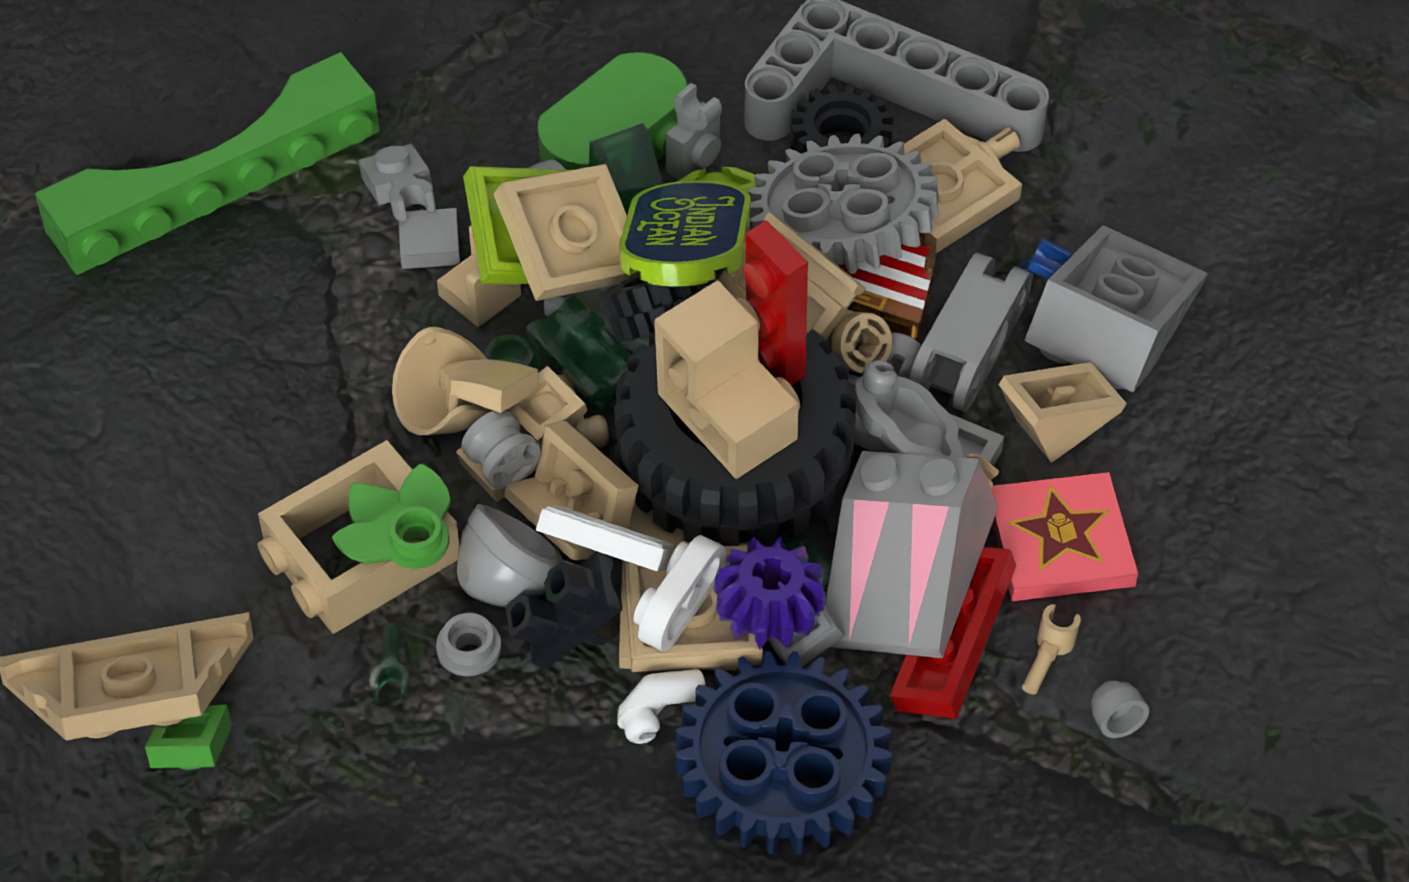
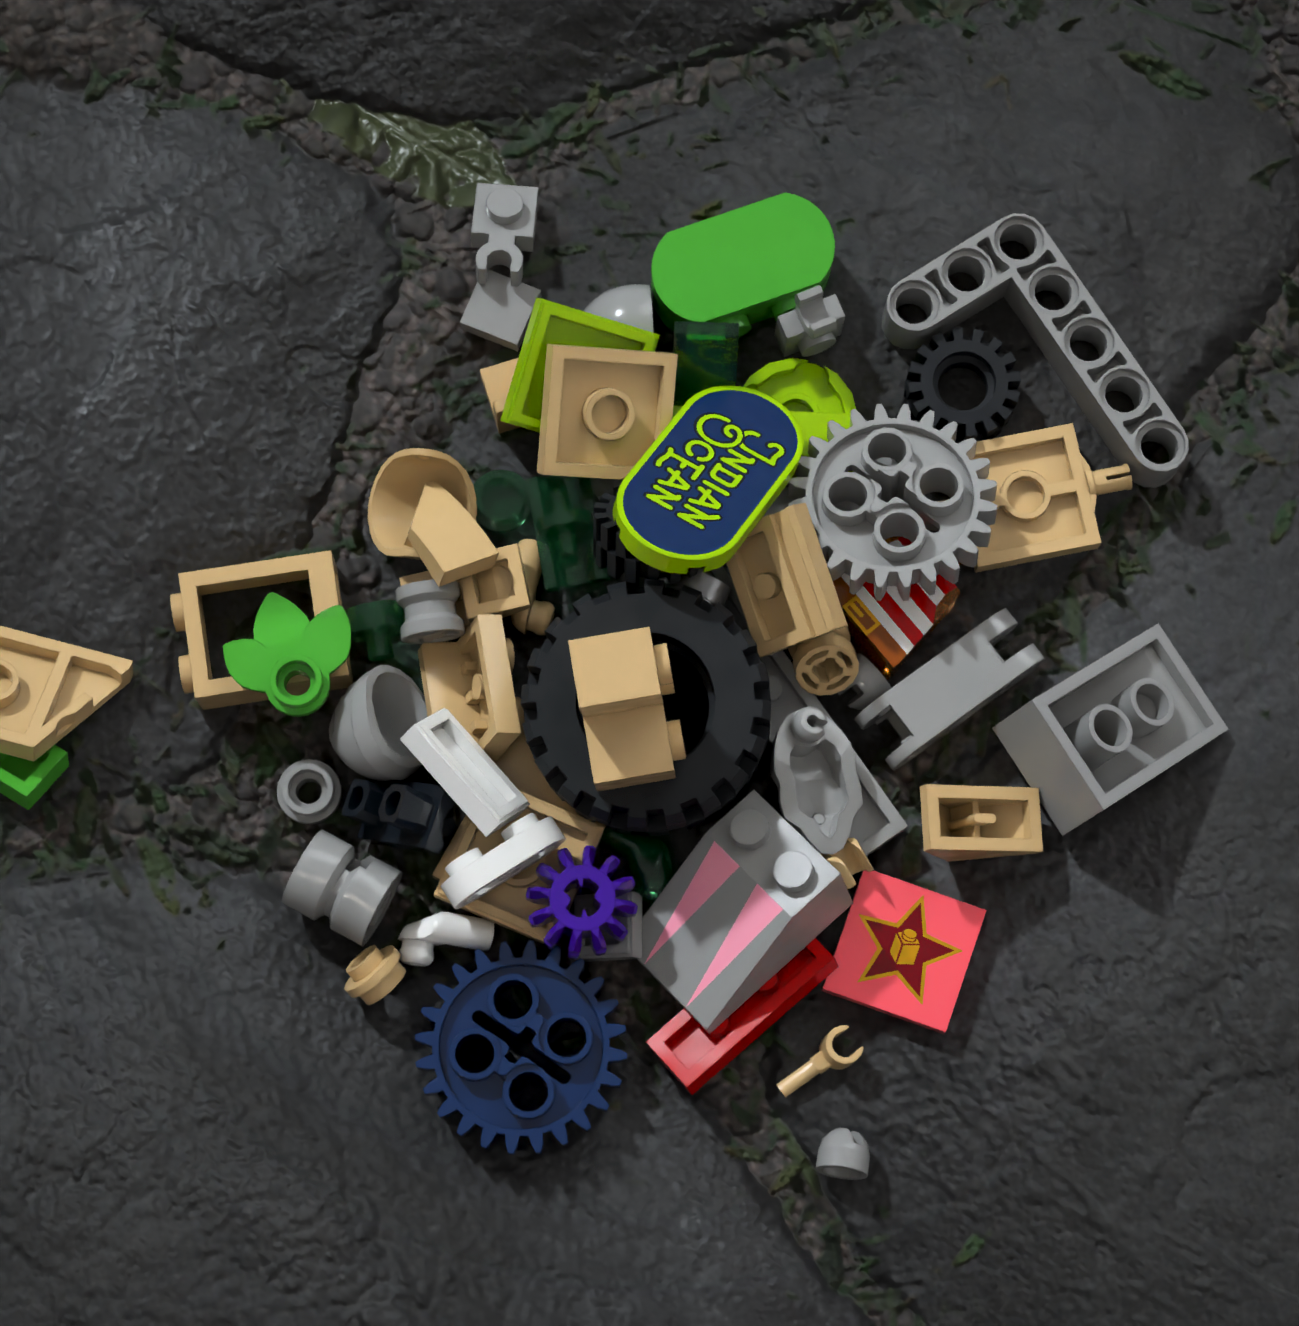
camera: 25 degrees right, 25 degrees up
(115, 210) = (460, 109): bright green arch -> none
(390, 667) = (232, 775): clear green hand -> none
(464, 485) = (376, 625): none -> clear green tile
(544, 695) = (341, 887): none -> light grey wheel
(614, 753) = (374, 973): none -> tan plate
(778, 294) = (694, 667): red plate -> none
(1047, 259) = (1061, 655): blue hand -> none

